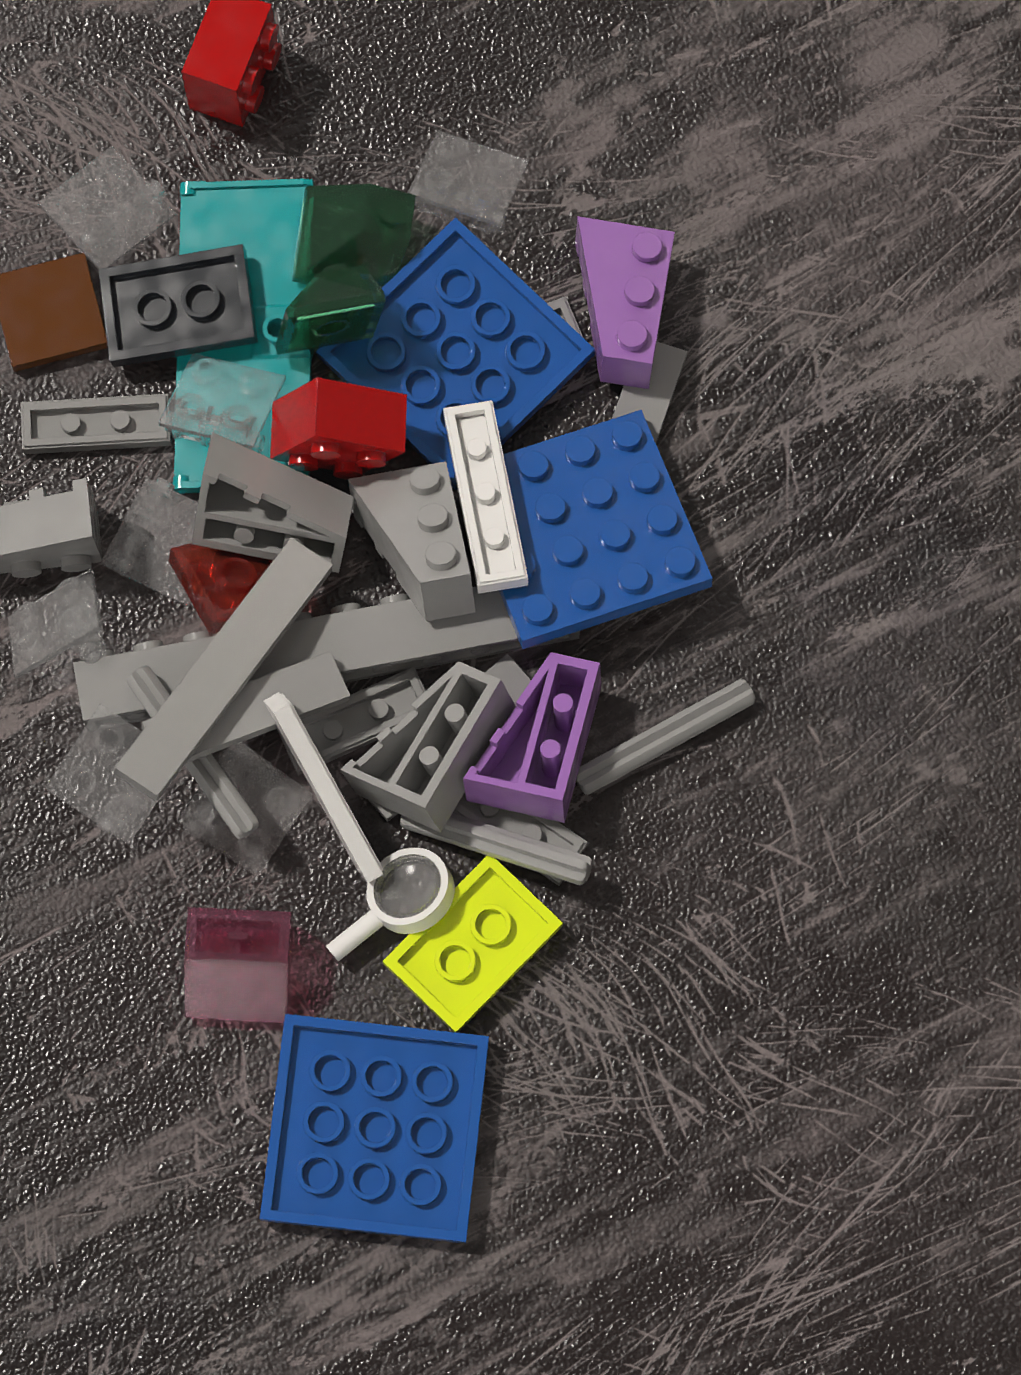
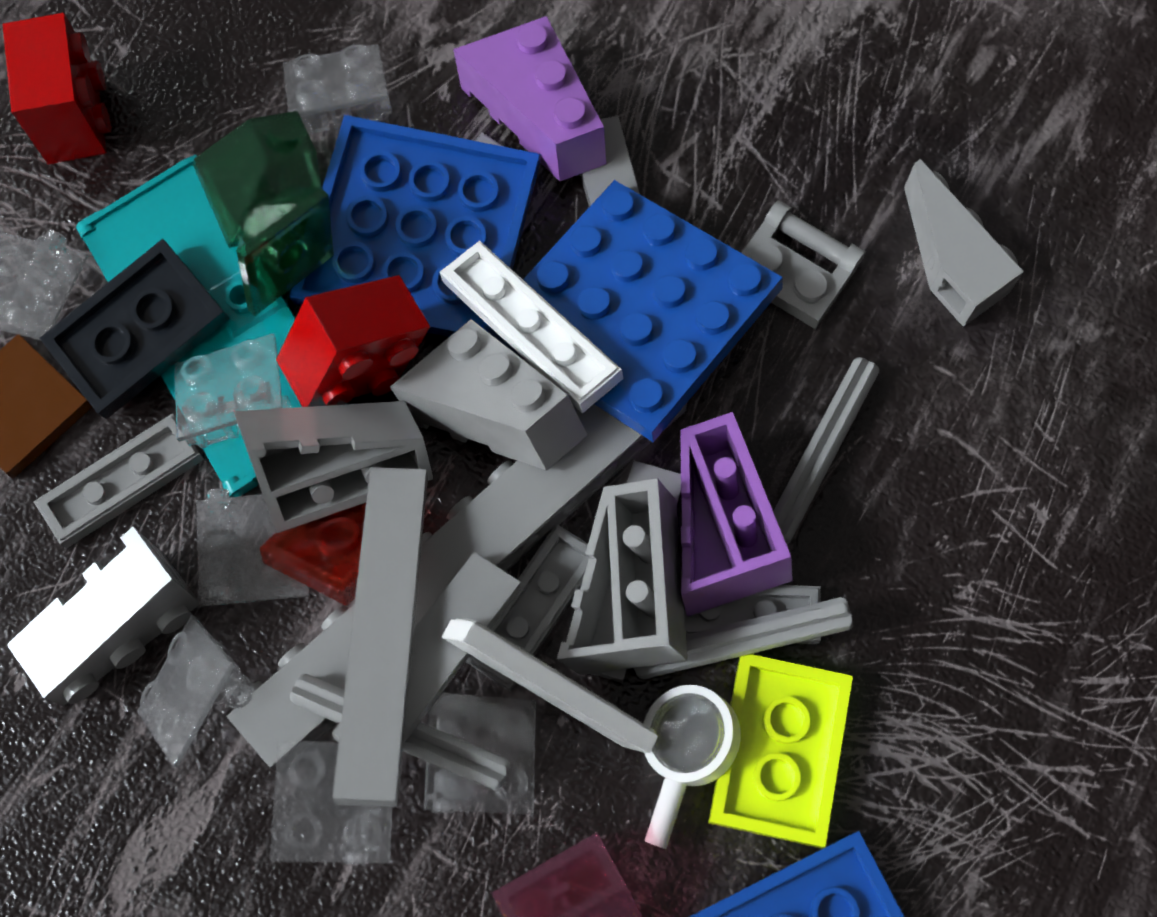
camera: 30 degrees left, 5 degrees down
(737, 579) = (806, 286): none -> light grey plate
(886, 653) = (958, 255): none -> light grey slope

